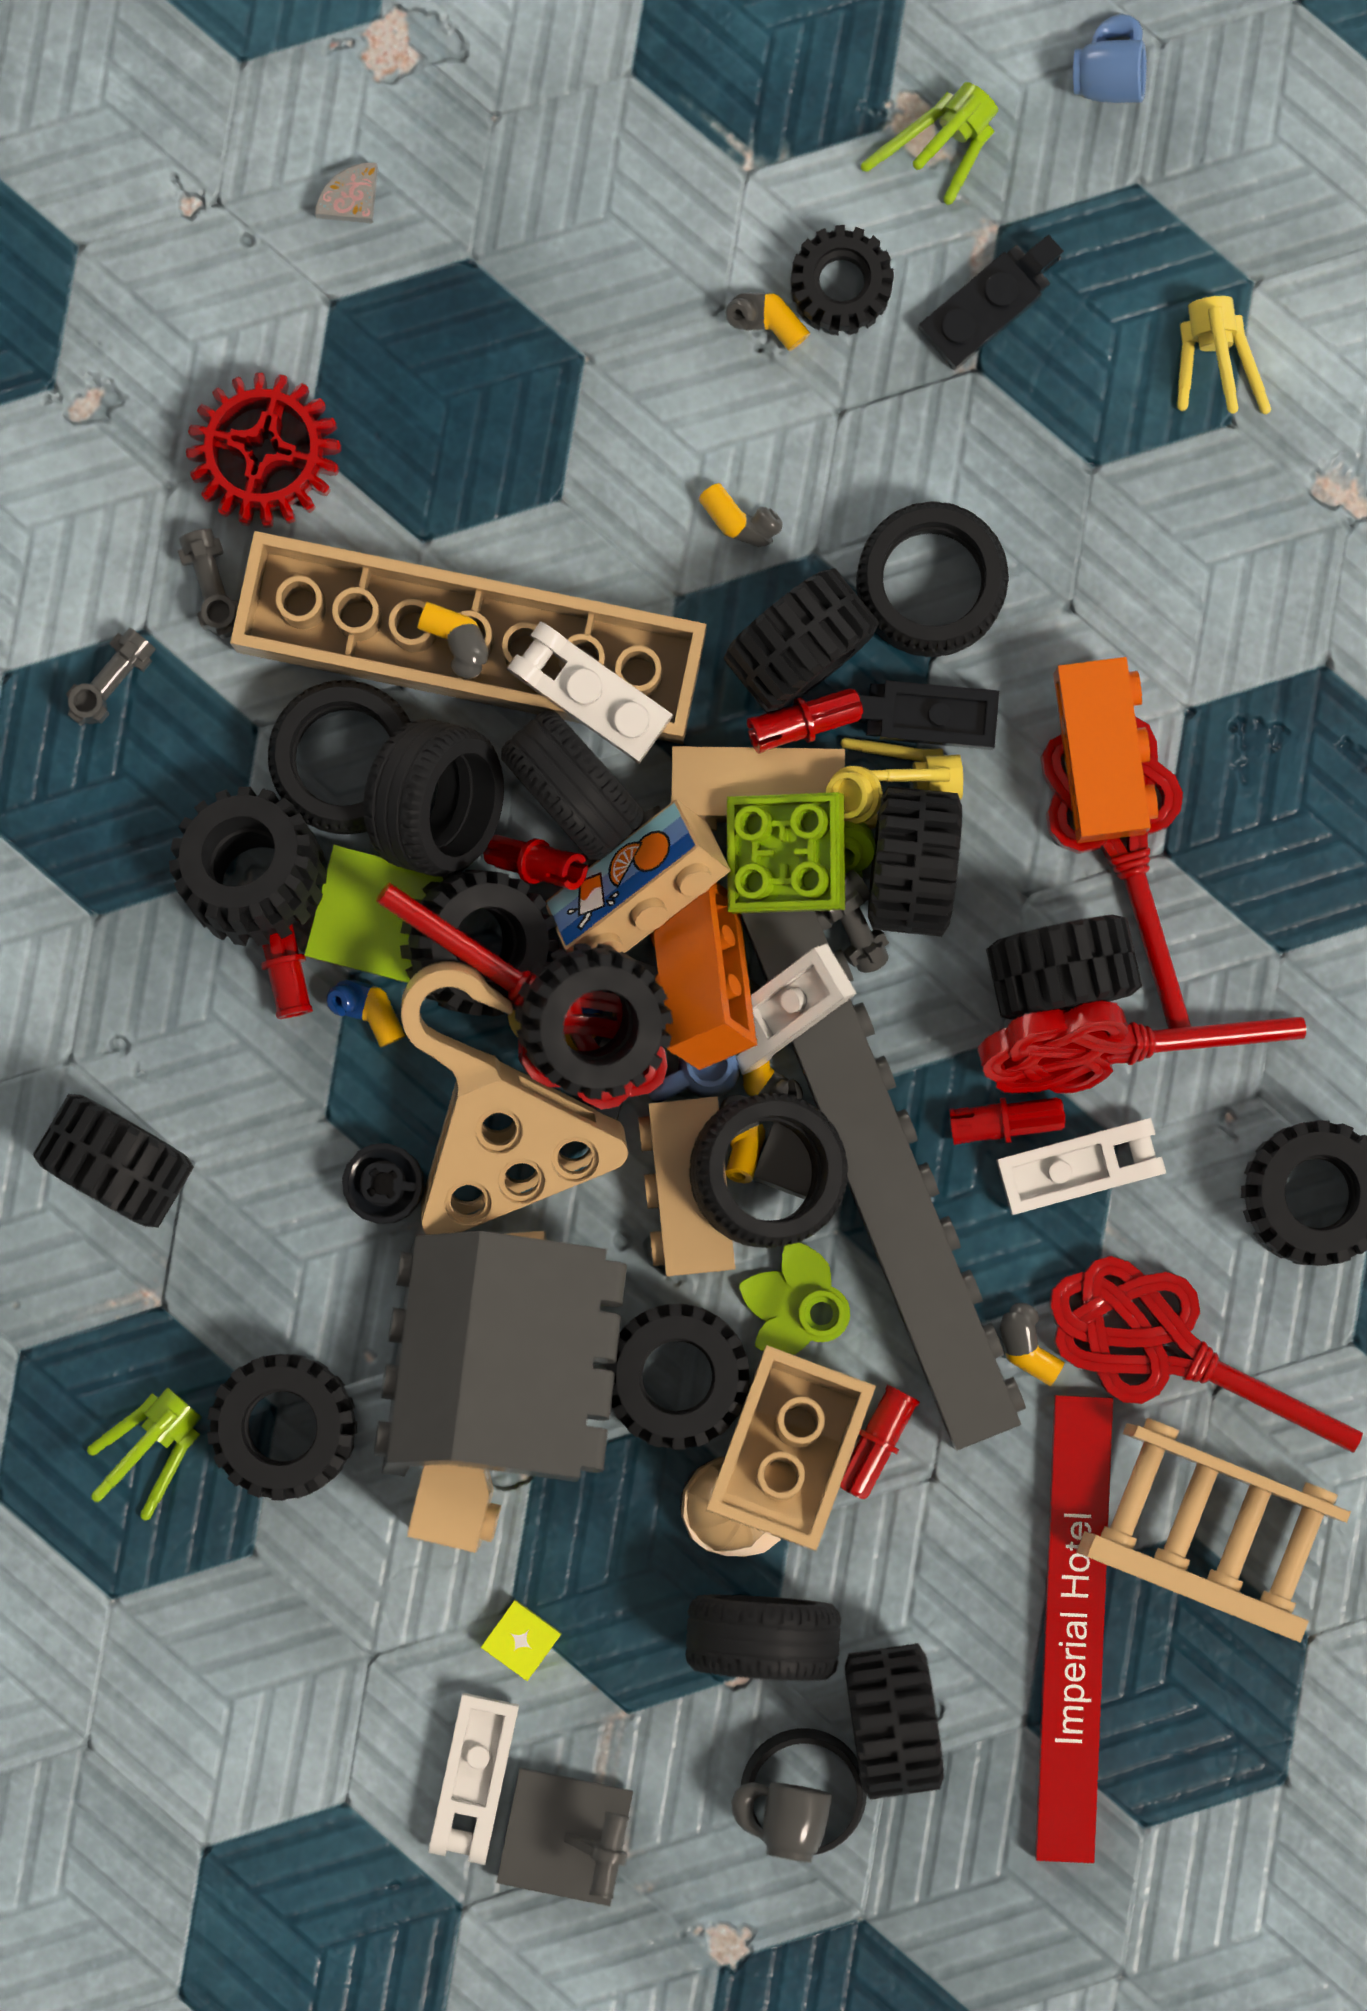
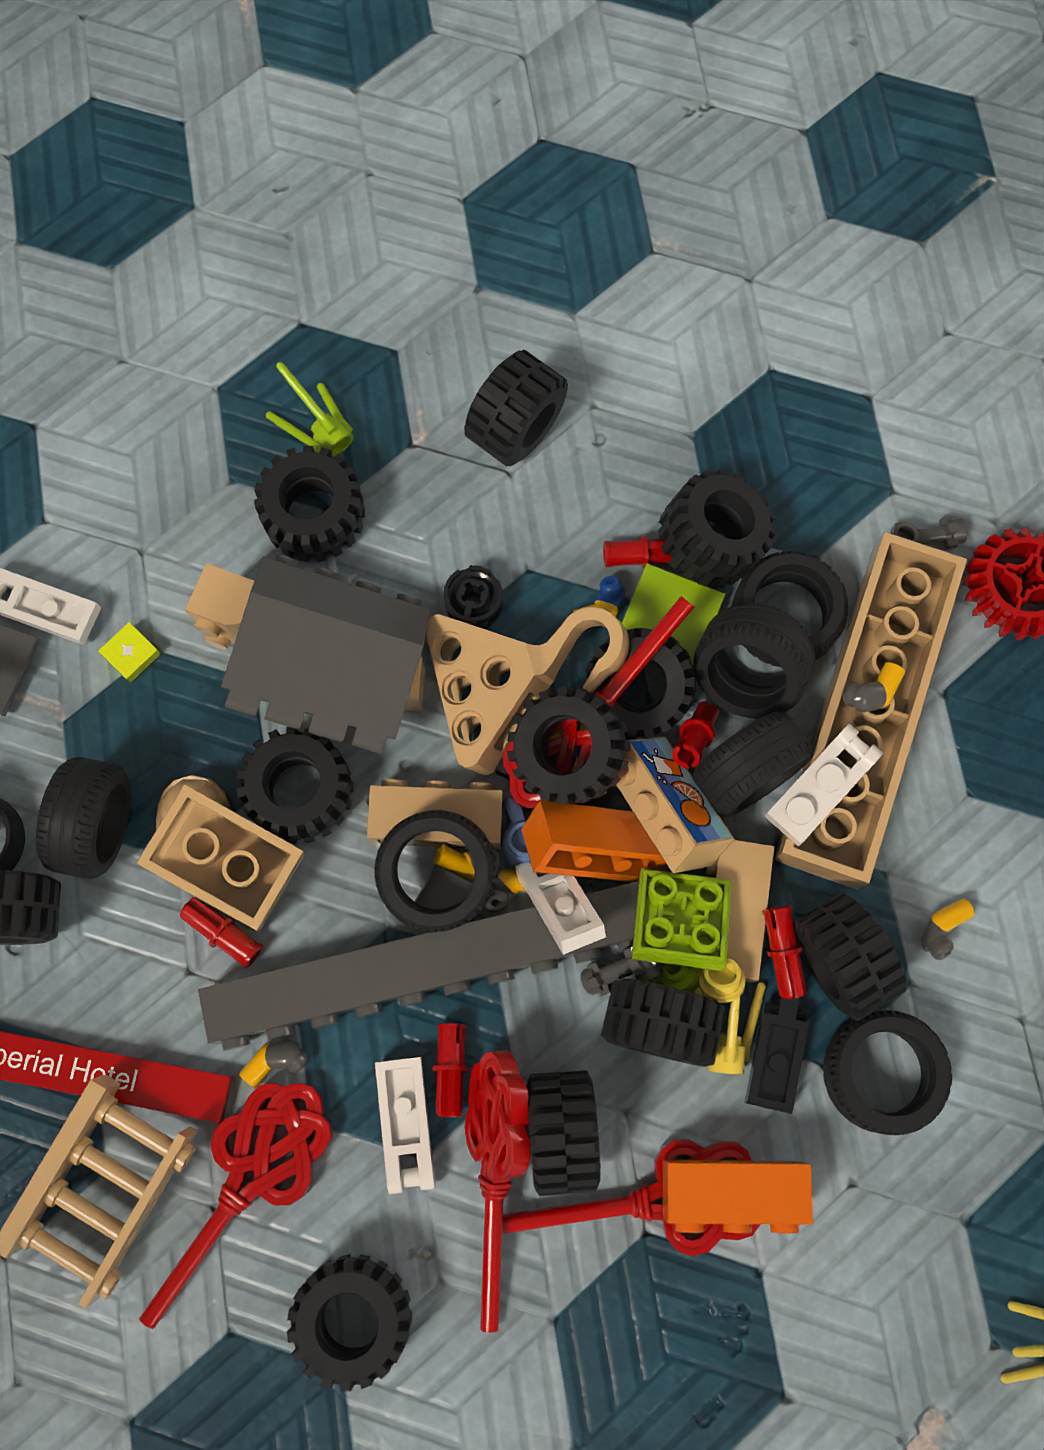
camera: 100 degrees right, 10 degrees down
(88, 701) = (845, 446): dark grey bar -> none
(787, 1298) = (338, 878): lime plate -> none

